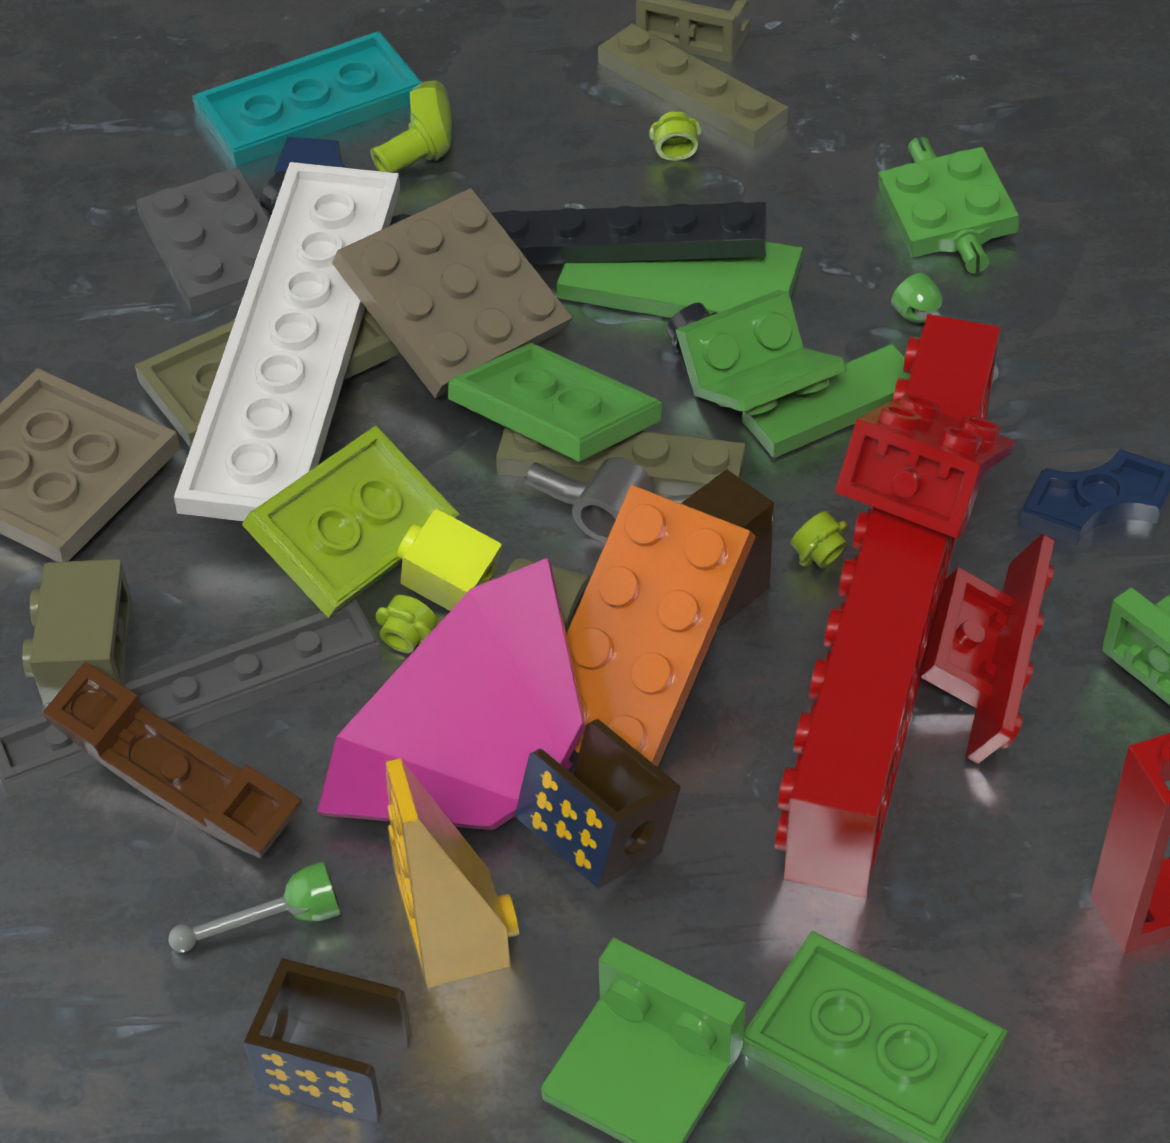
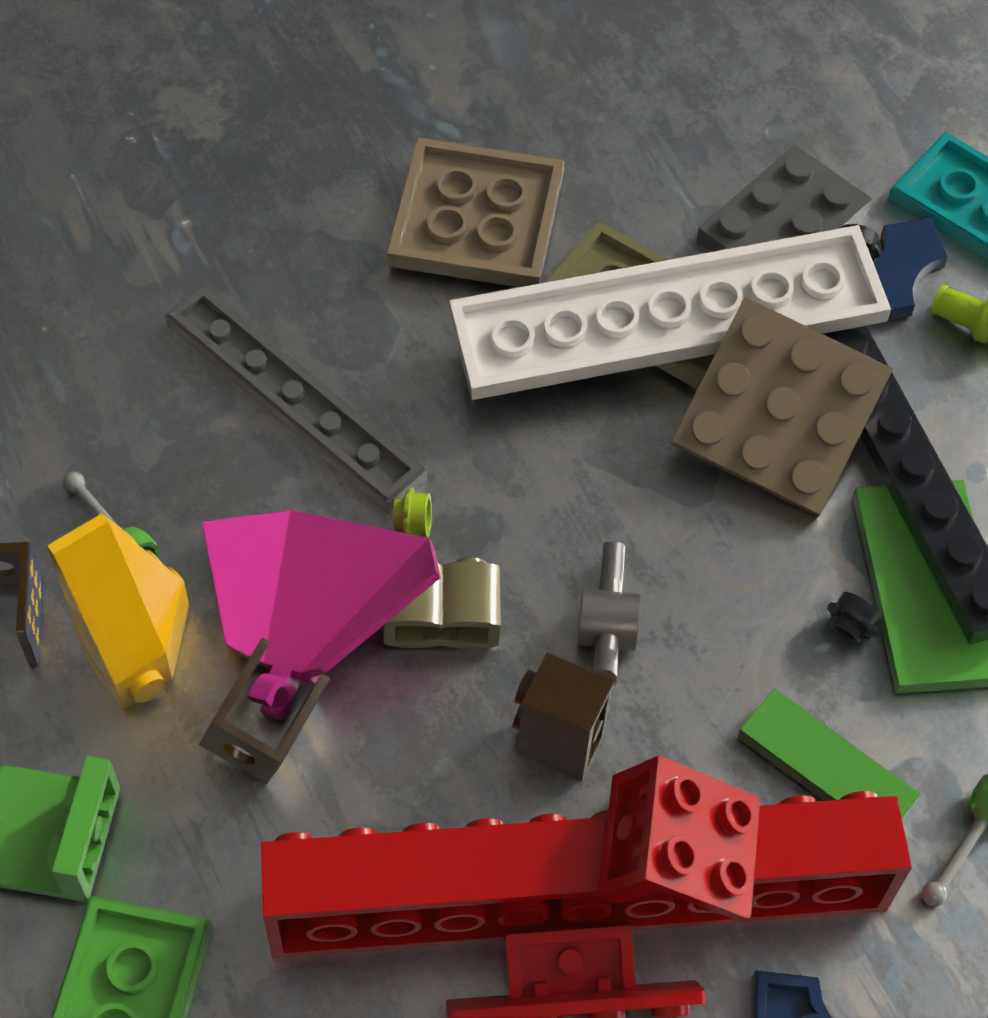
camera: 65 degrees right, 10 degrees up
(77, 619) = (317, 301): olive brick -> none
(169, 765) = (215, 409): reddish brown slope -> none
(346, 519) = (489, 431): lime tile -> none
(446, 559) = (475, 517): neon yellow brick -> none
(555, 401) = (697, 534): bright green tile -> none
(652, 616) = (438, 681): orange plate -> none
(673, 461) = (674, 615): olive plate -> none
(753, 356) = (825, 678): bright green bracket -> none

